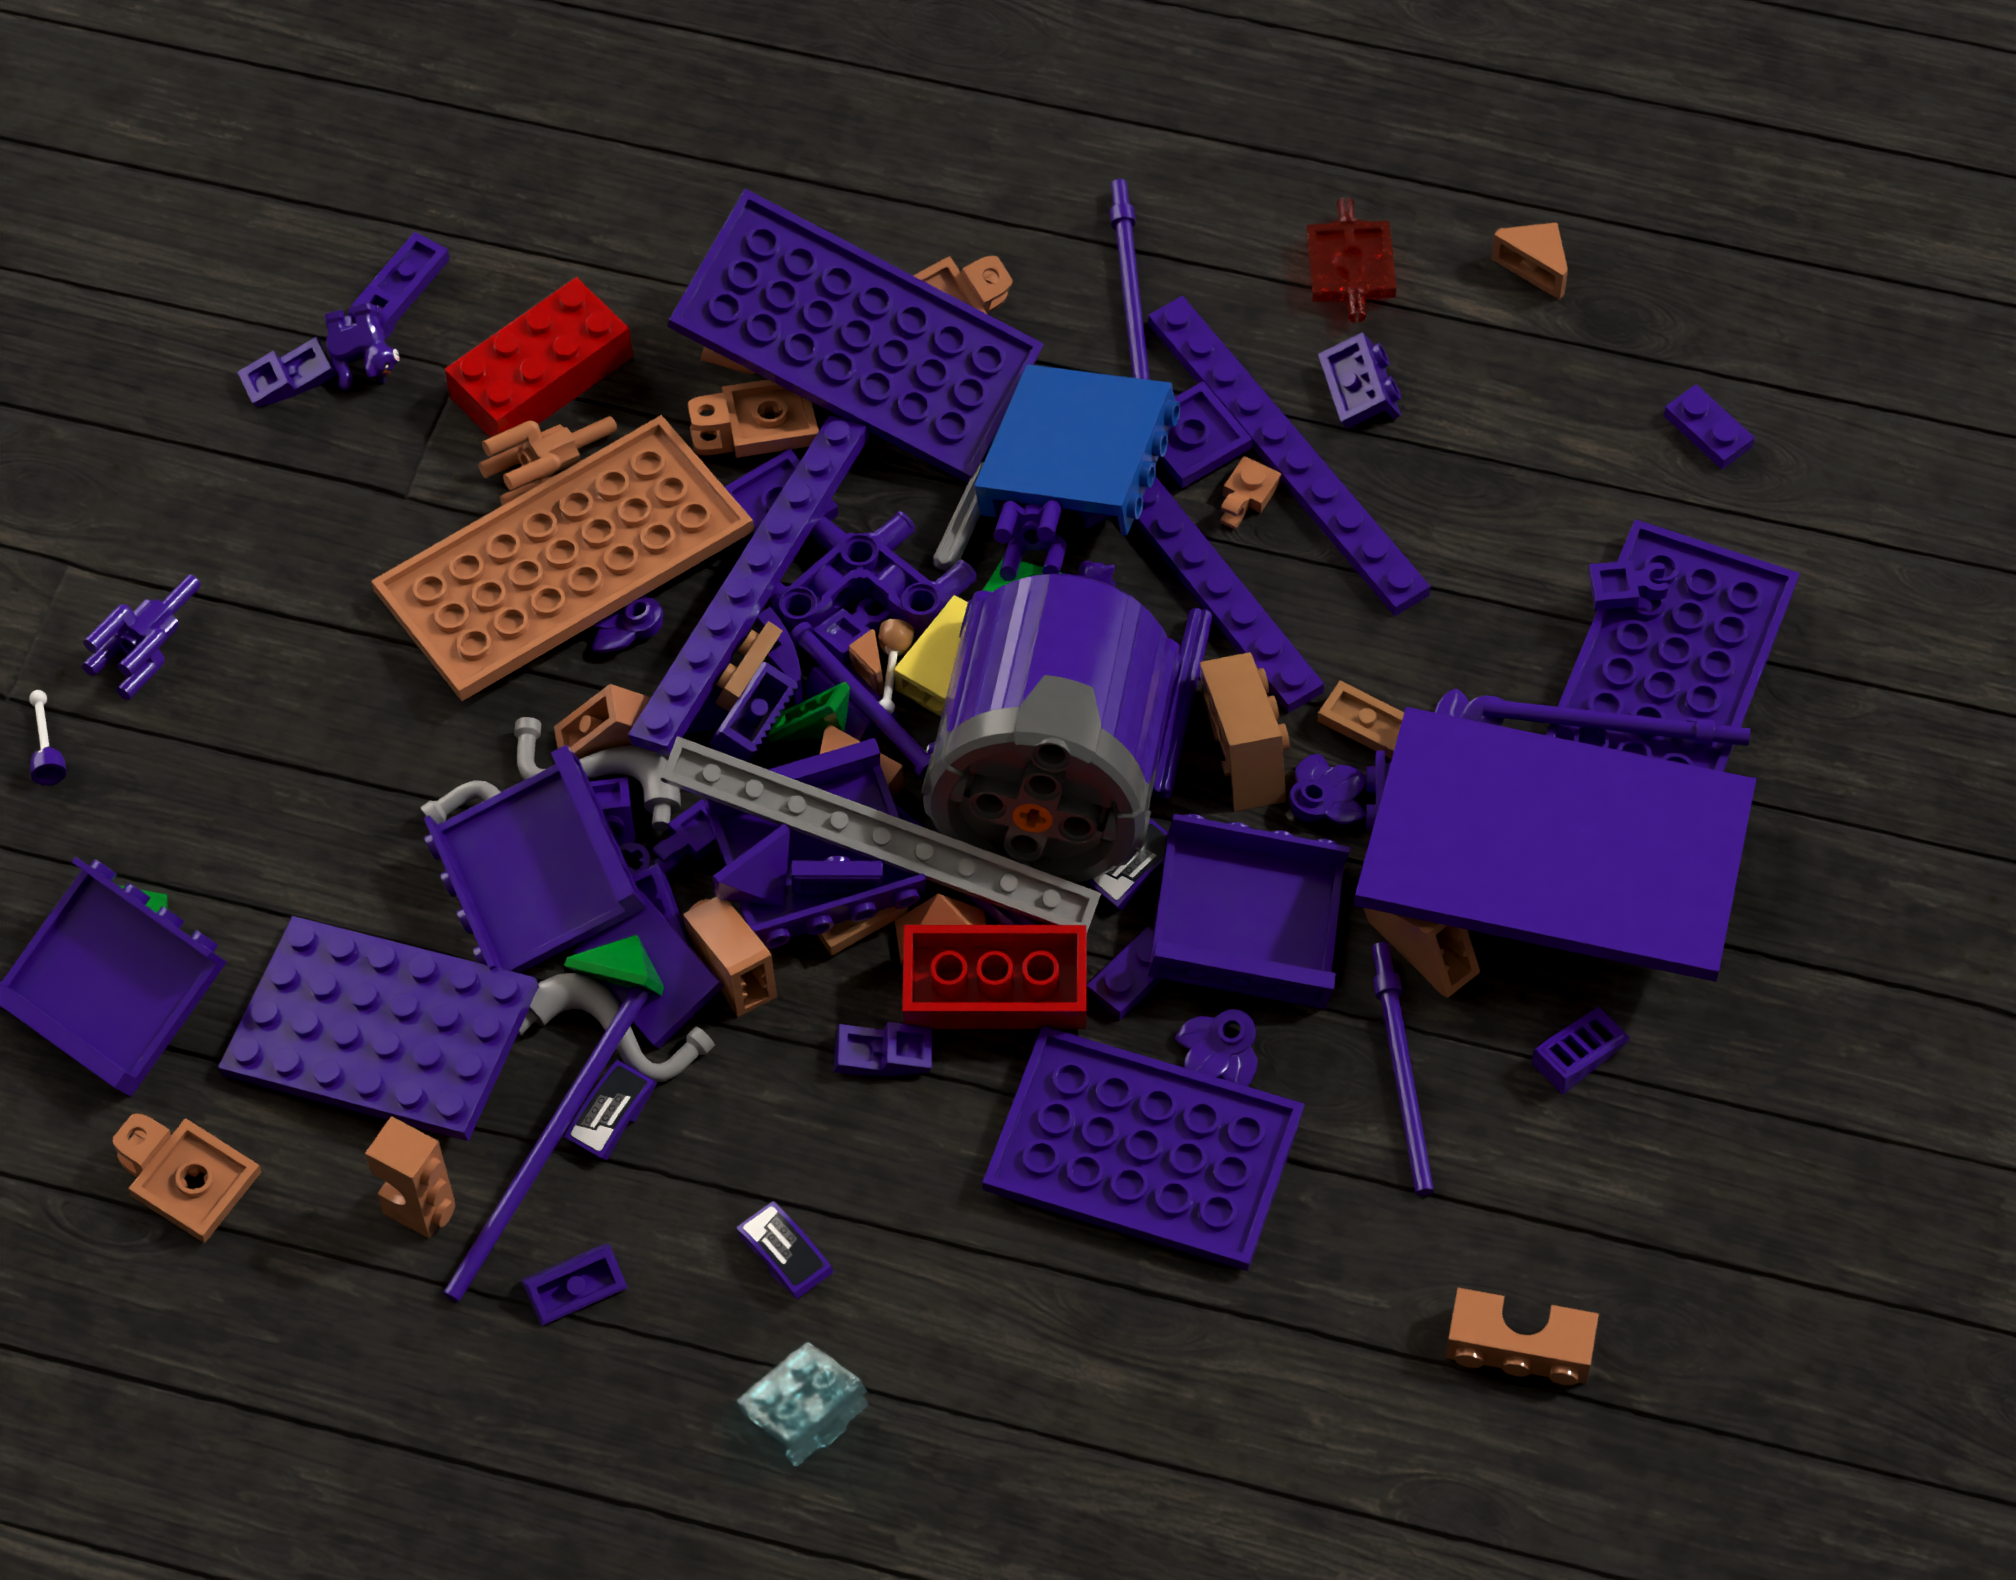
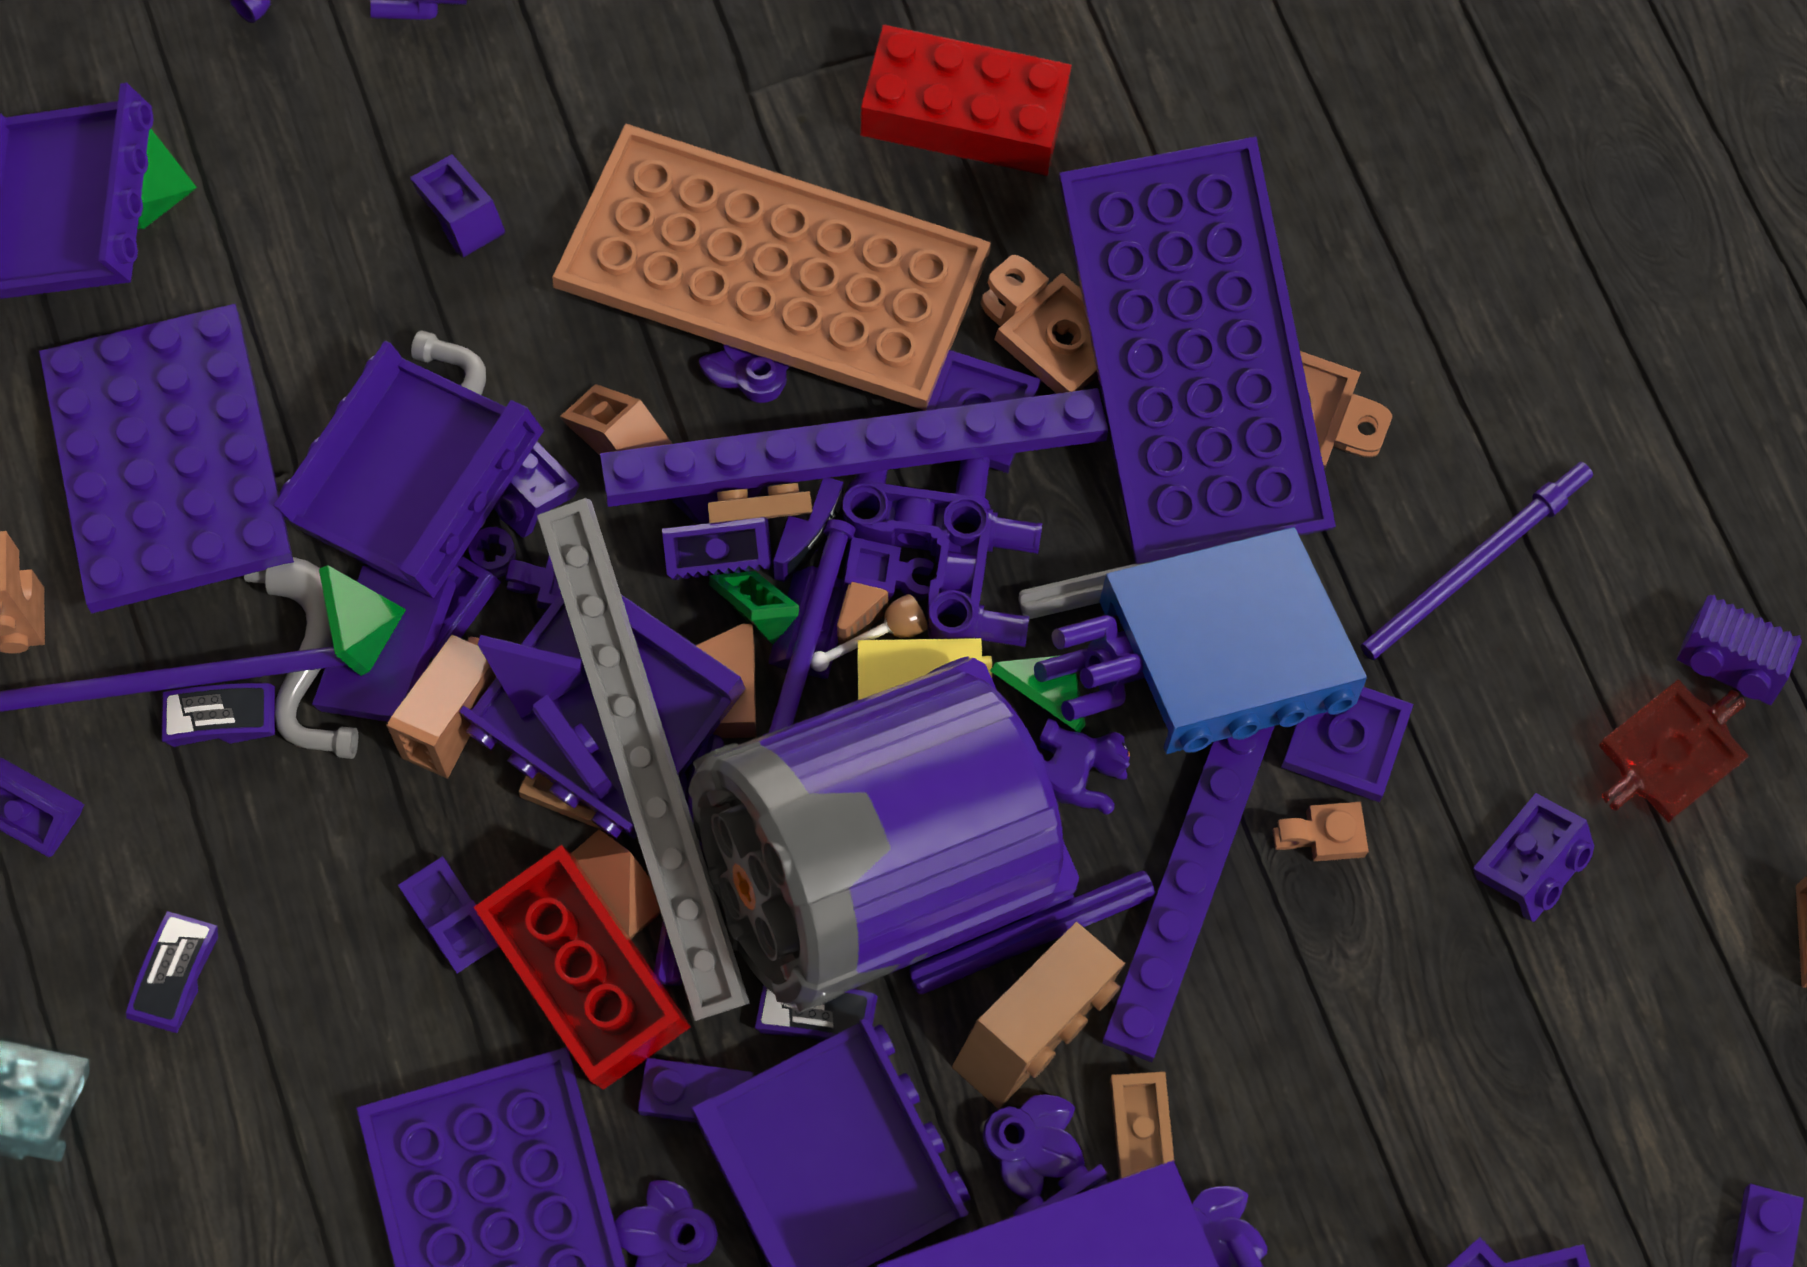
camera: 50 degrees right, 10 degrees up
(349, 719) = (460, 205): none -> dark purple plate
(539, 453) = (867, 169): nougat plant -> none
(626, 760) = (570, 446): light grey animal -> none
(1289, 453) = (1397, 847): dark purple plate -> none
(1314, 178) = (1739, 650): none -> dark purple brick

